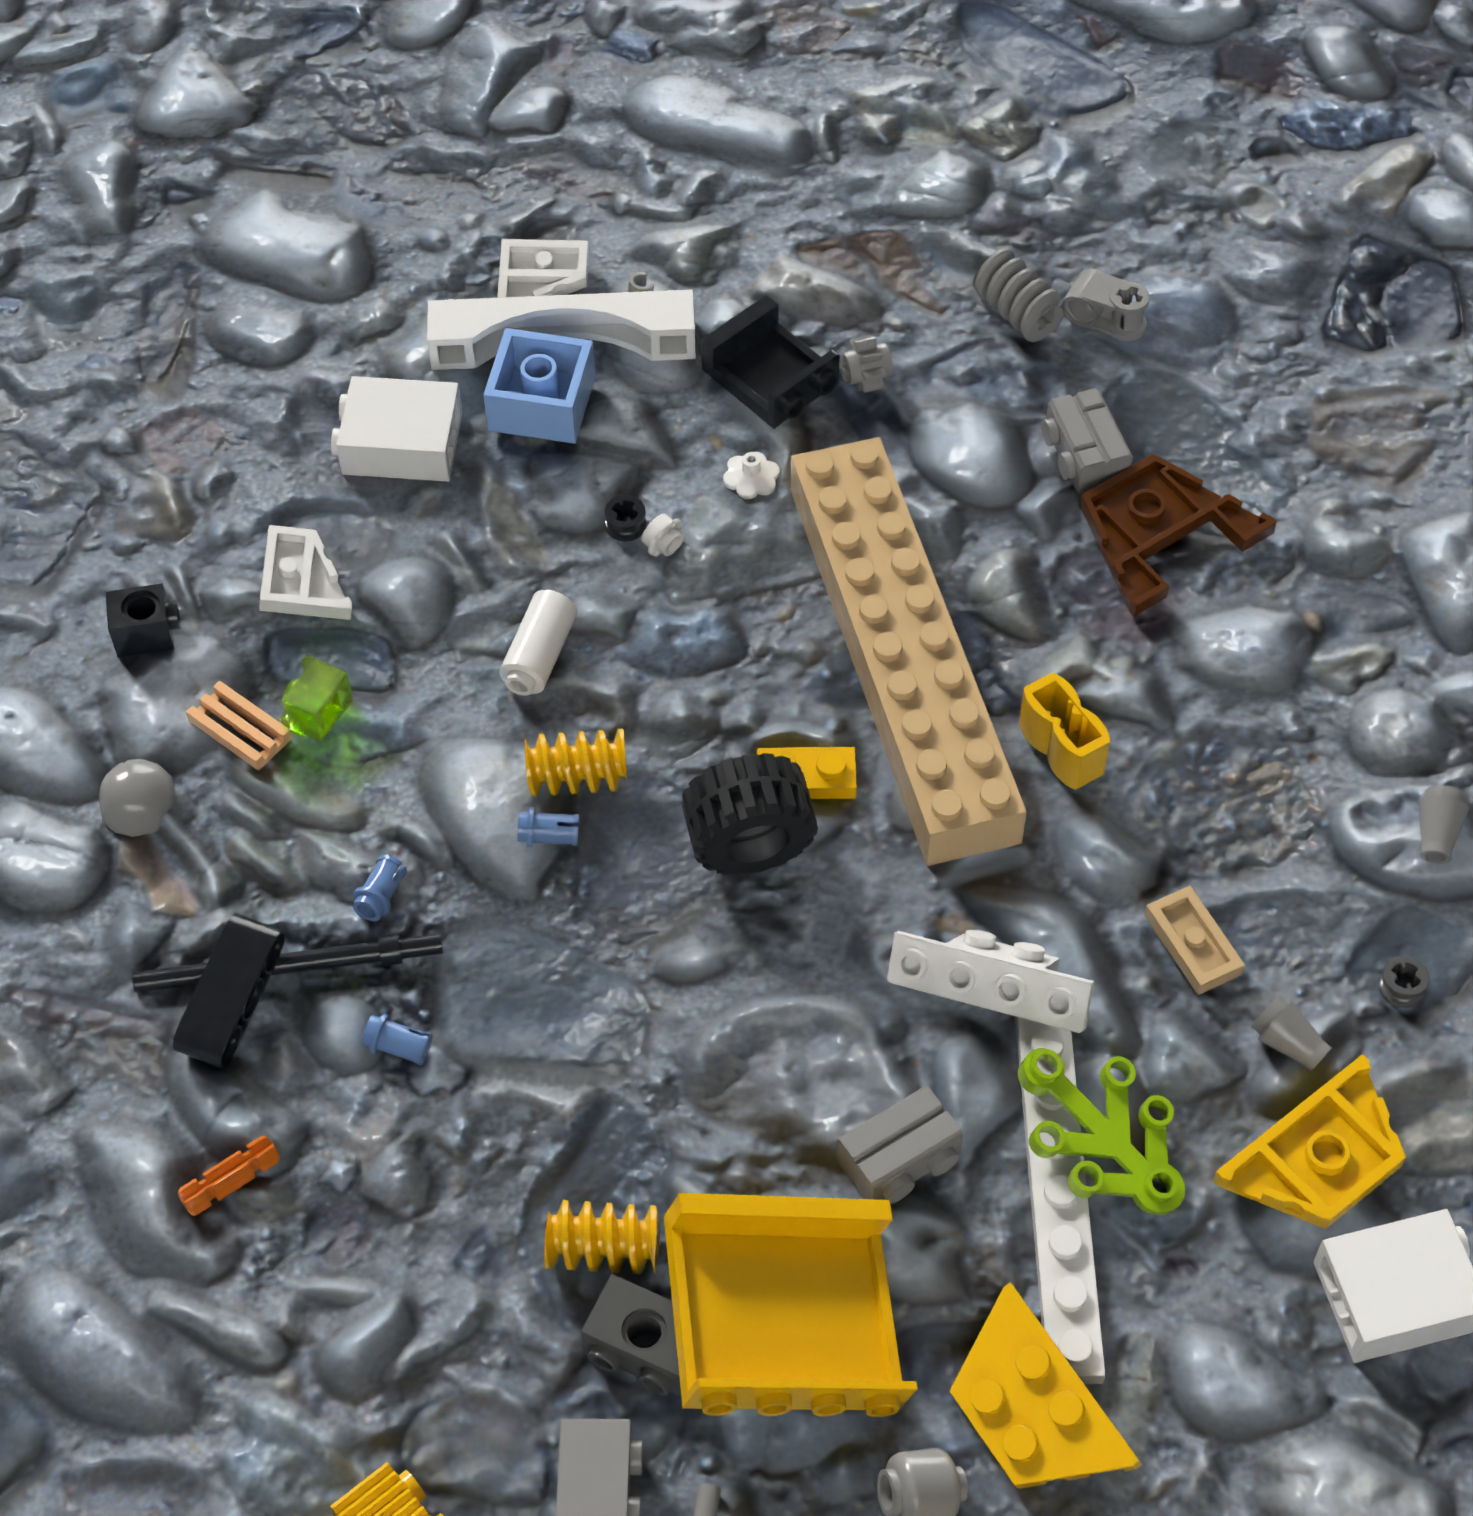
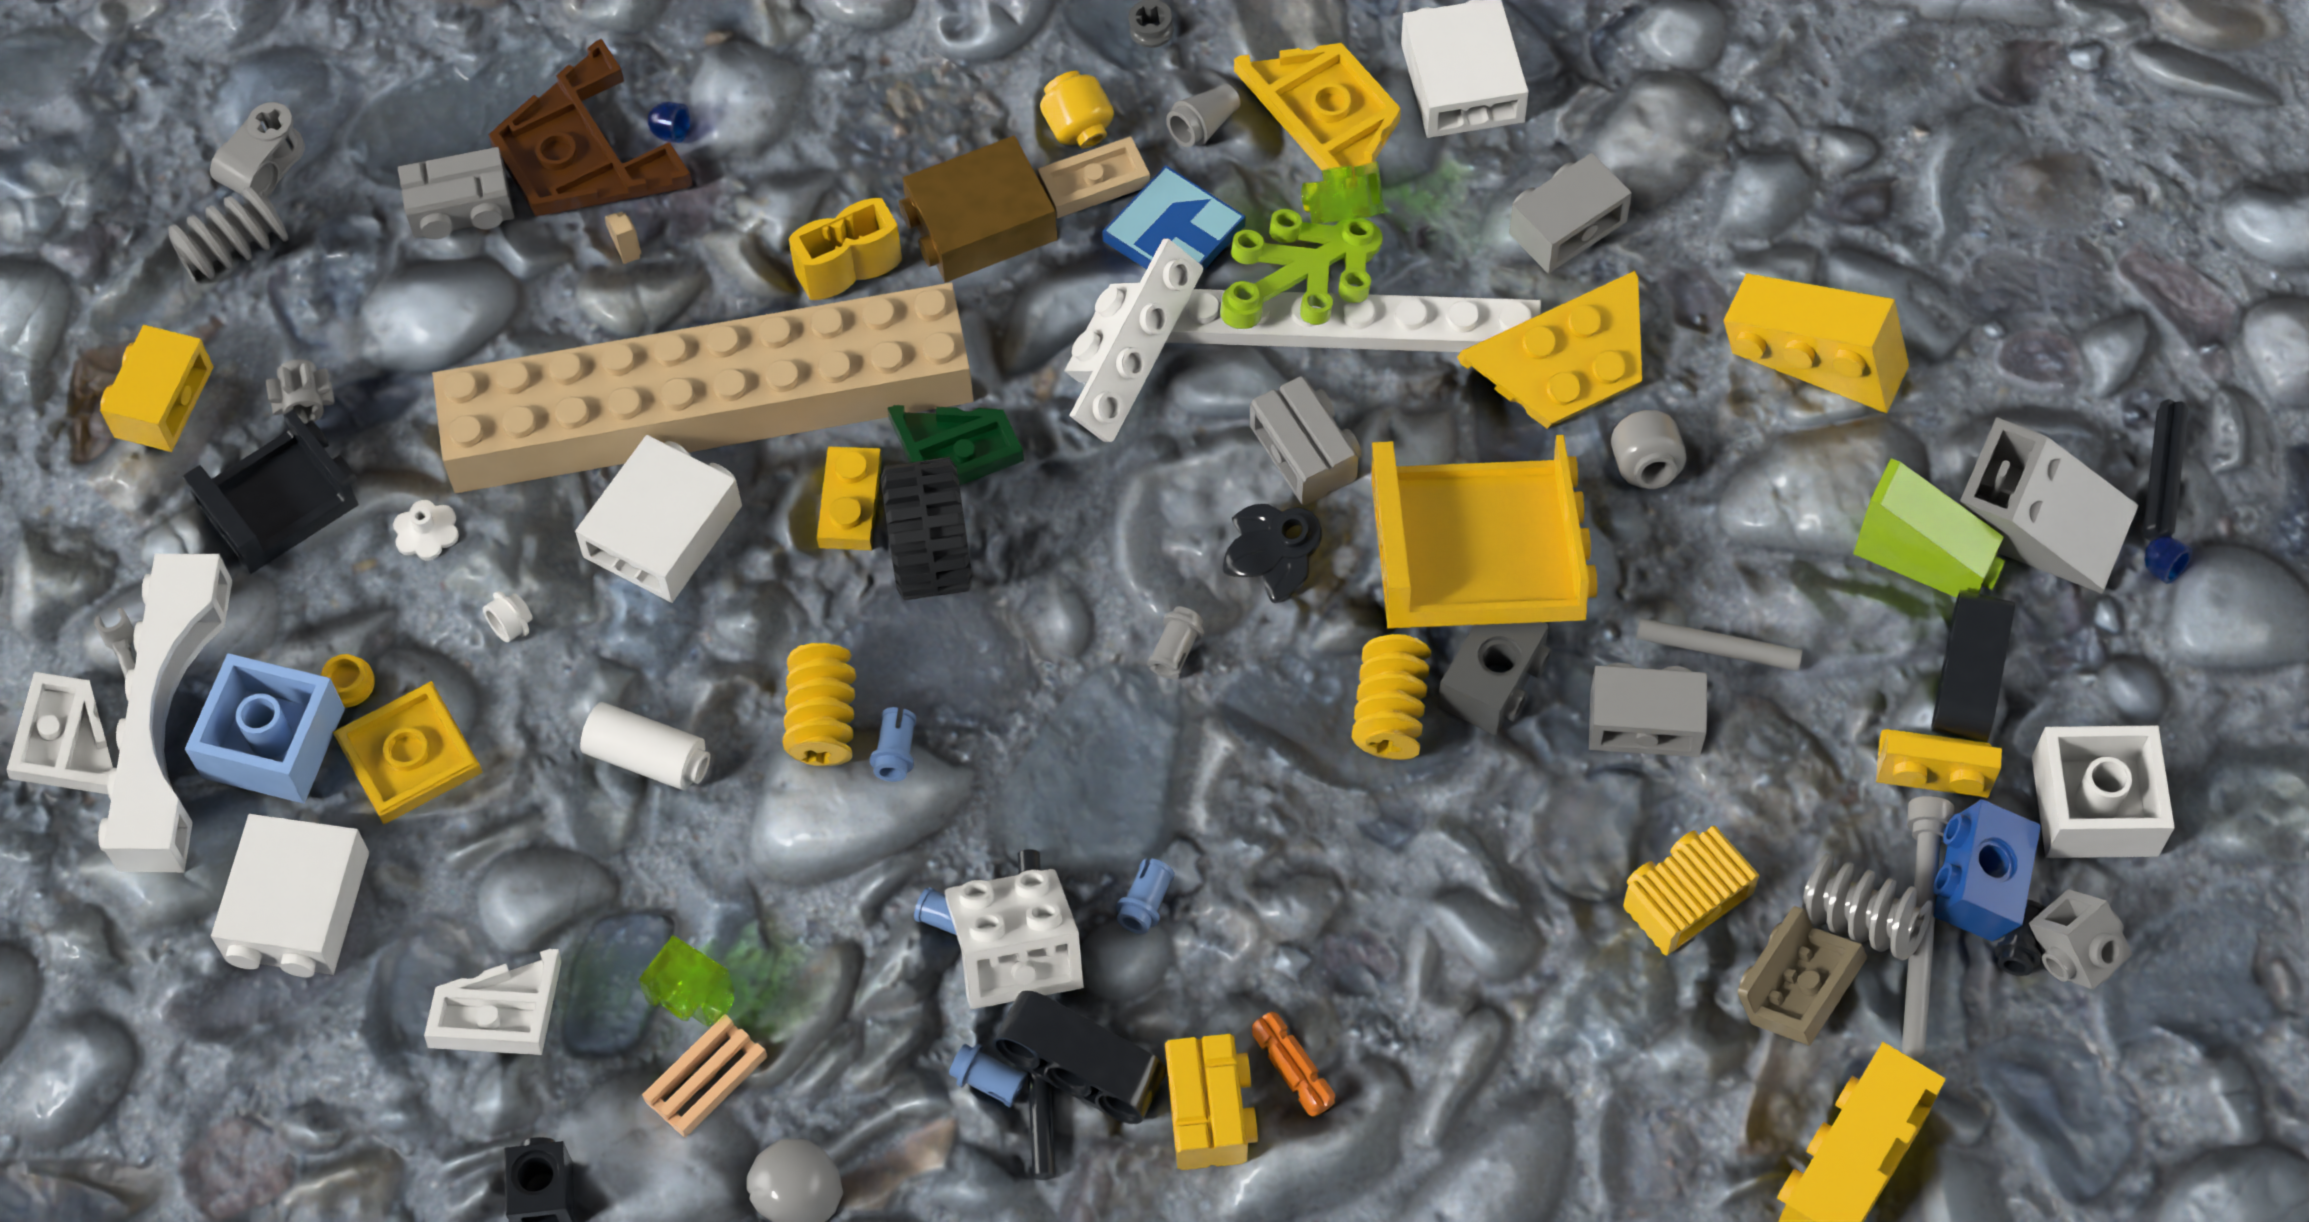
camera: 85 degrees left, 5 degrees up
(187, 1101) = (1207, 1101): none -> yellow brick
(225, 909) = (987, 1074): none -> medium blue pin
(344, 921) = (1015, 937): none -> white bracket
(536, 490) = (407, 752): none -> yellow tile
(598, 438) = (351, 678): none -> yellow plate
(623, 506) = (468, 643): black bush -> none
(665, 1048) = (1180, 632): none -> light grey pin
(766, 627) = (659, 517): none -> white brick
(774, 1126) = (1268, 552): none -> black plate
(860, 269) = (156, 388): none -> yellow brick
(866, 846) = (974, 440): none -> dark green wing
(1065, 566) = (623, 236): none -> tan tile
(1136, 841) = (978, 209): none -> pearl gold brick
(1148, 1019) = (1175, 211): none -> tile
(1195, 1163) = (1344, 195): none -> clear neon green brick
(1205, 592) = (669, 121): none -> clear blue hinge
(1217, 1396) = (1569, 212): none -> light grey brick
(1270, 915) = (1077, 109): none -> yellow head

